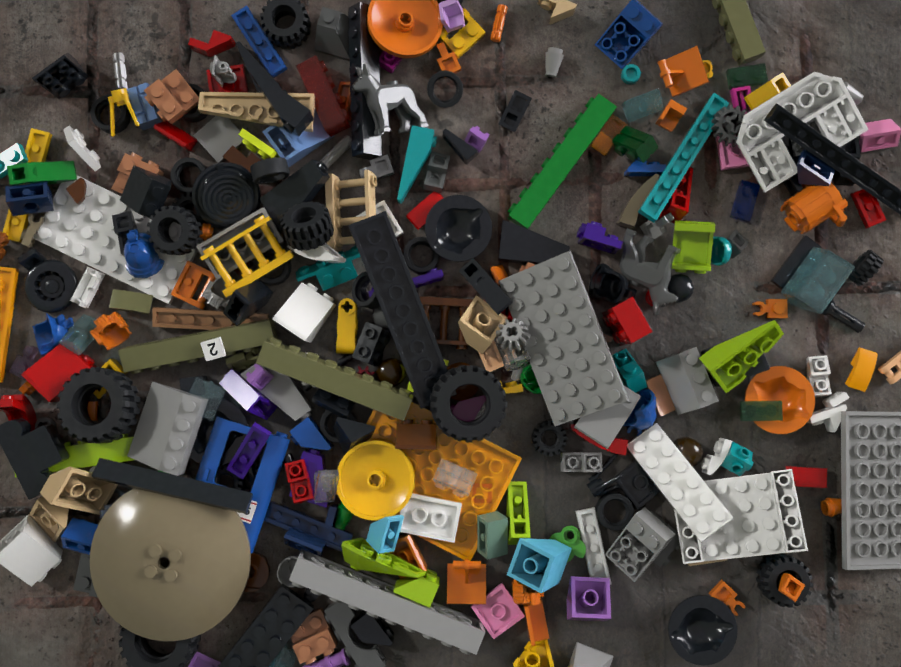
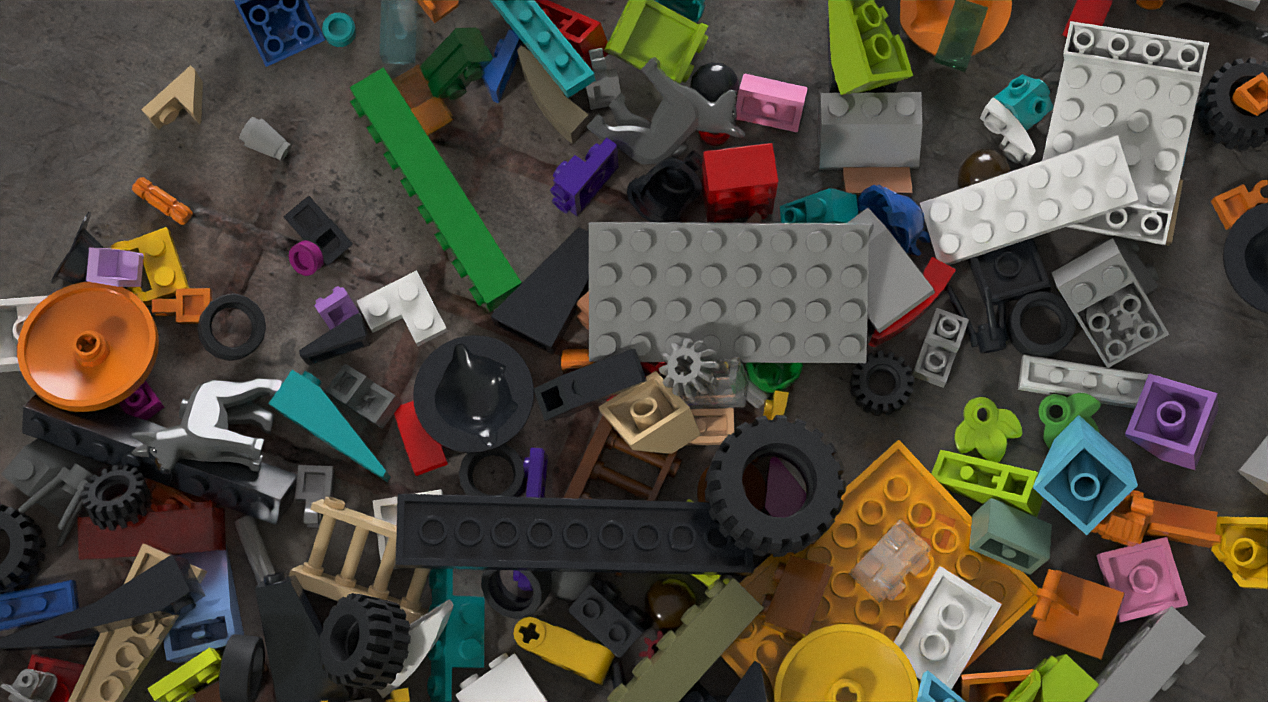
camera: 65 degrees left, 10 degrees down
(333, 47) = (75, 482): none -> dark grey plant
(338, 64) = (118, 482): none -> black tyre
(496, 173) = (406, 300): none -> white plate
(497, 111) = (306, 258): none -> magenta tile
(544, 504) = (989, 434): none -> lime plate
(682, 321) = (770, 102): none -> bright pink panel

